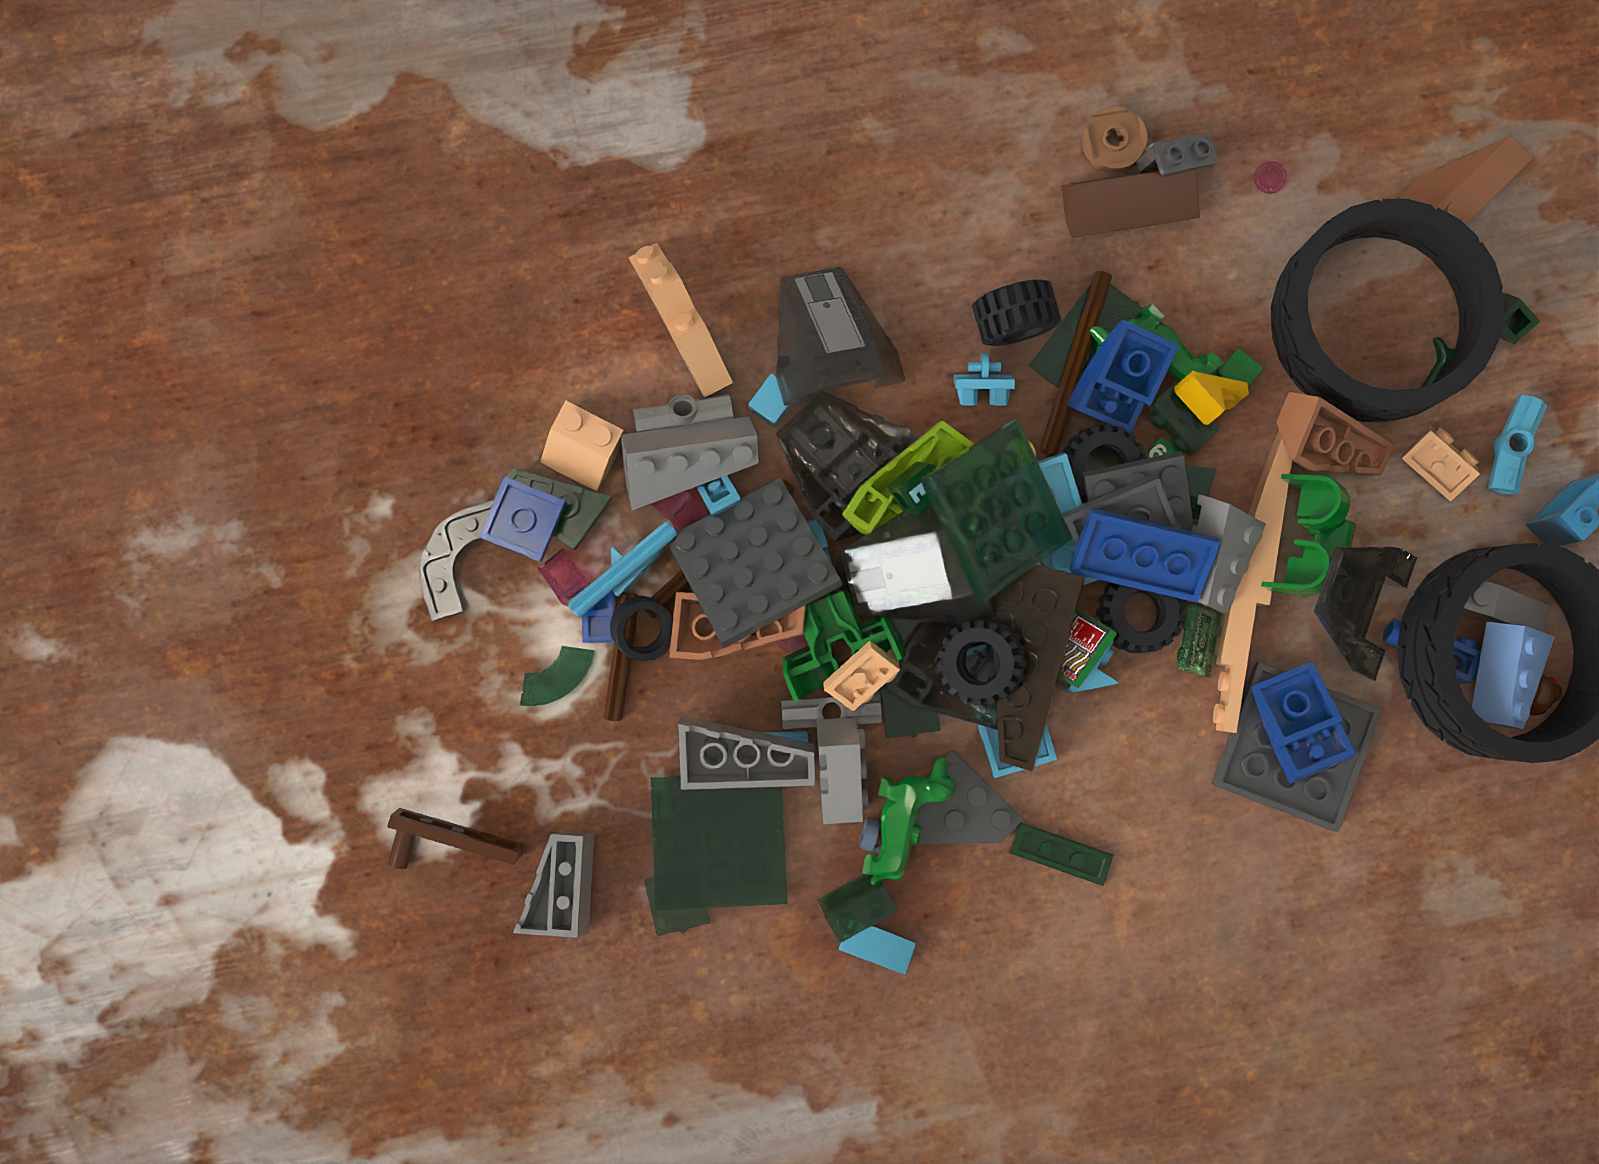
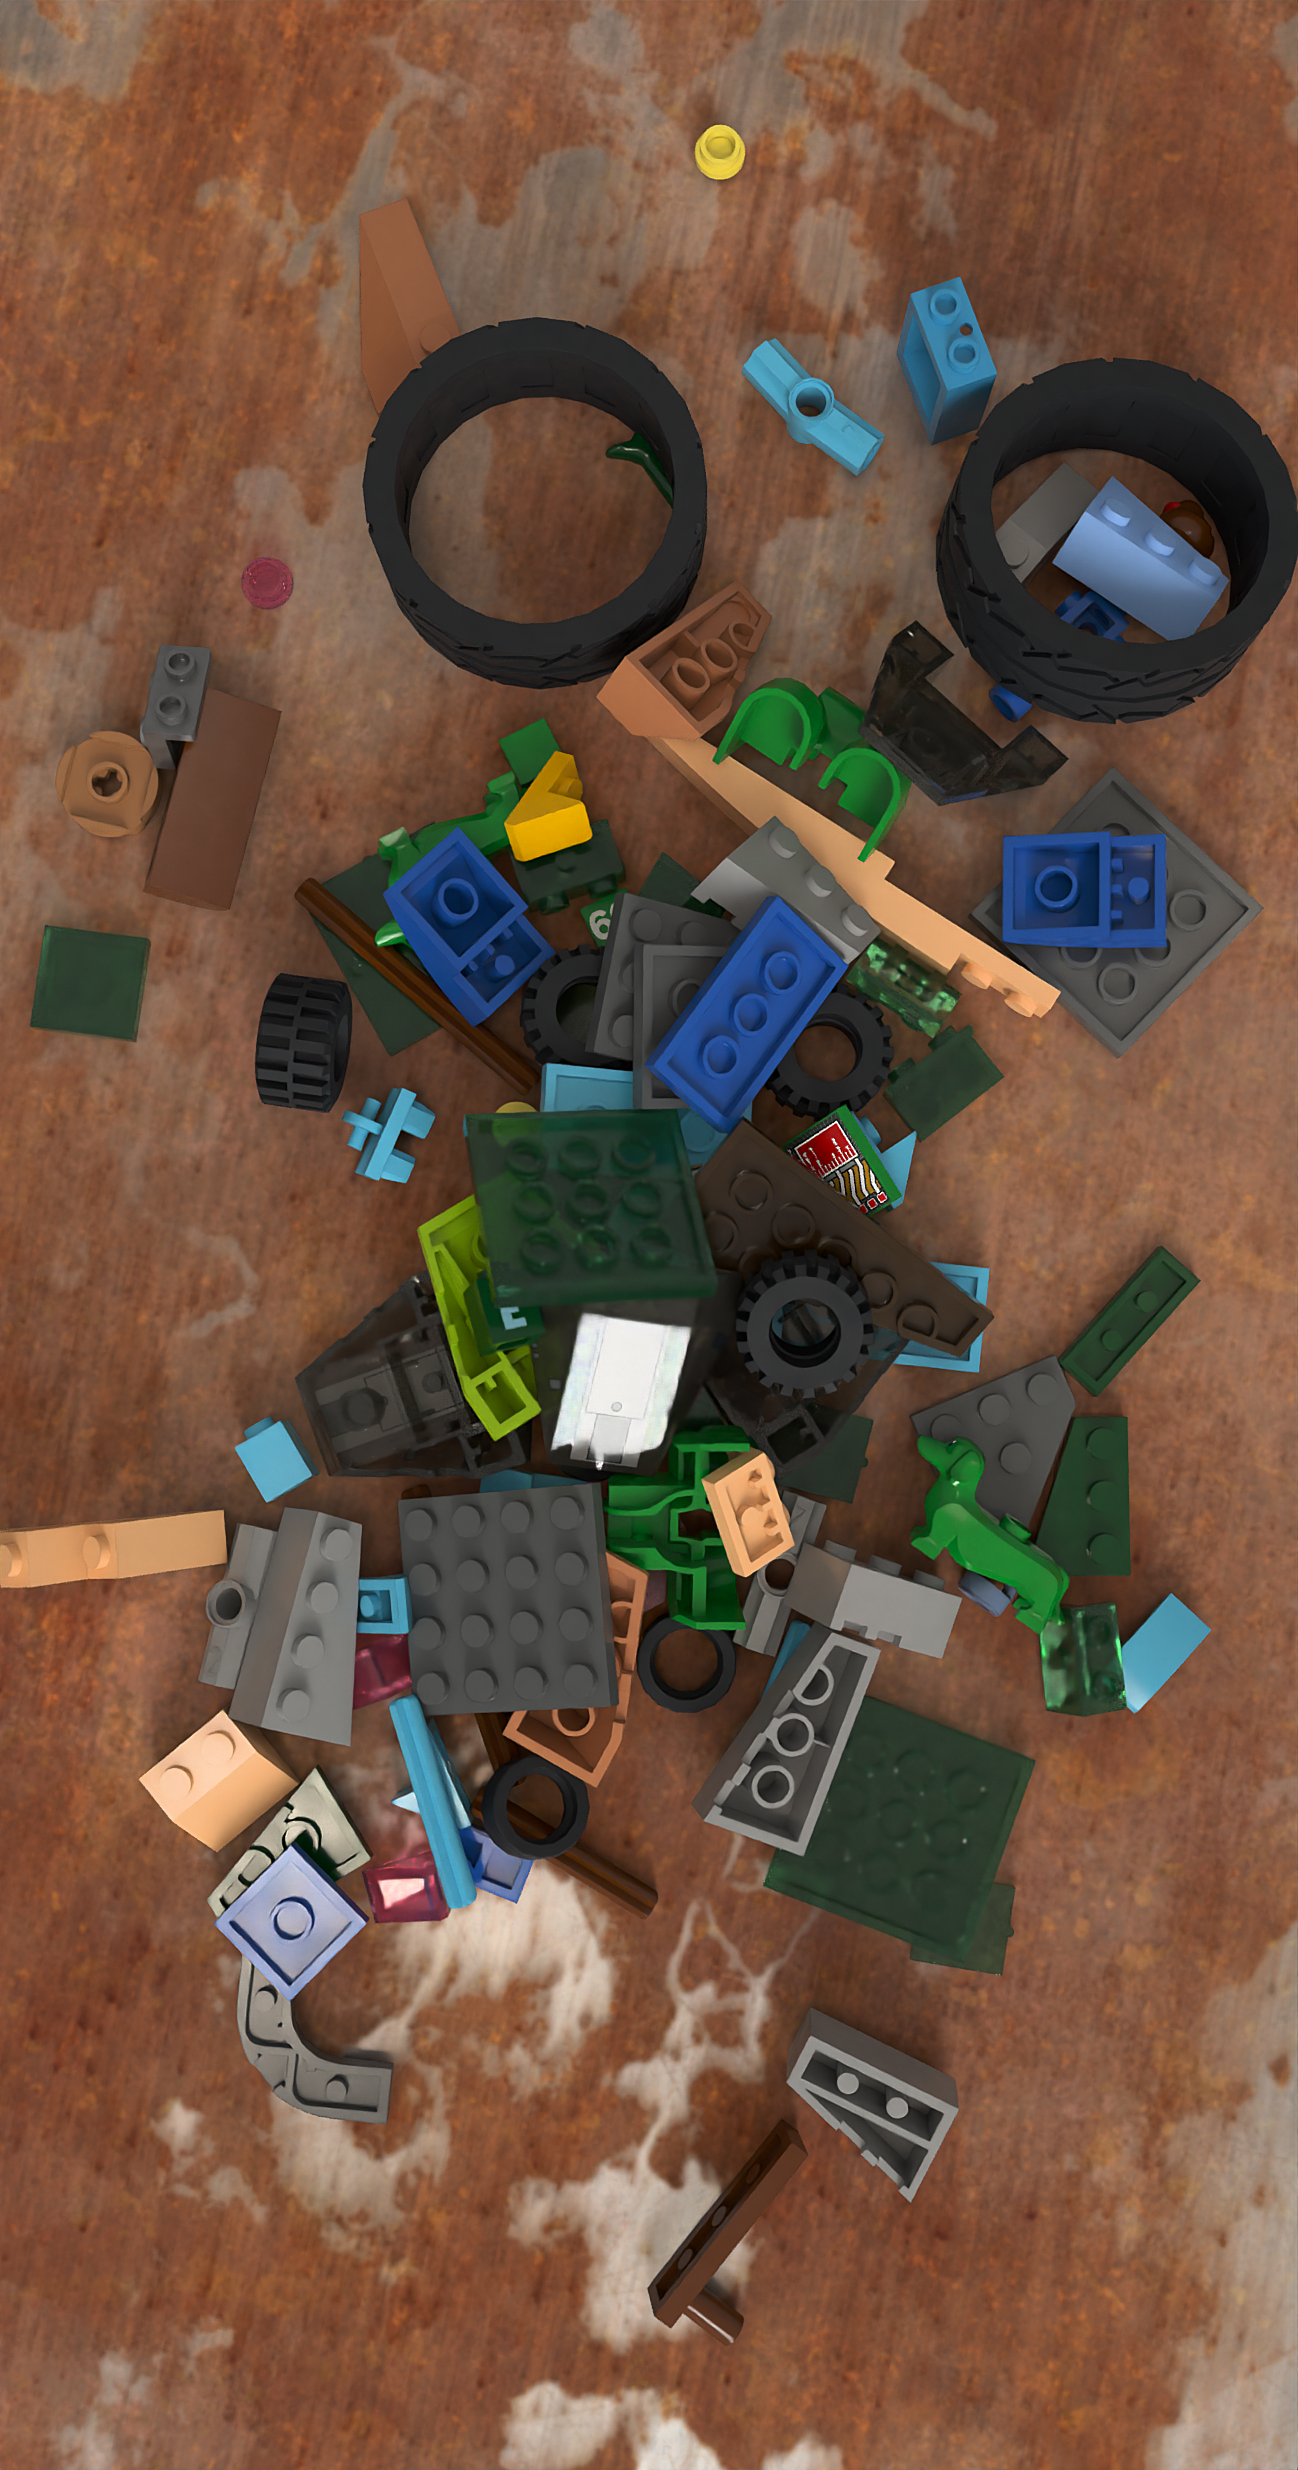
camera: 65 degrees left, 0 degrees up
(558, 679) = (555, 1961): clear green tile -> none
(734, 680) = (684, 1700): none -> black tyre
(829, 338) = (220, 1335): clear smoke wedge -> none
(945, 874) = (1088, 1503): none -> dark green wing
(995, 178) = (90, 983): none -> clear green tile
(1152, 686) = (942, 1083): none -> clear green bracket
(1442, 463) = (792, 523): light nougat bracket -> none
(1517, 319) = (634, 322): dark green brick -> none

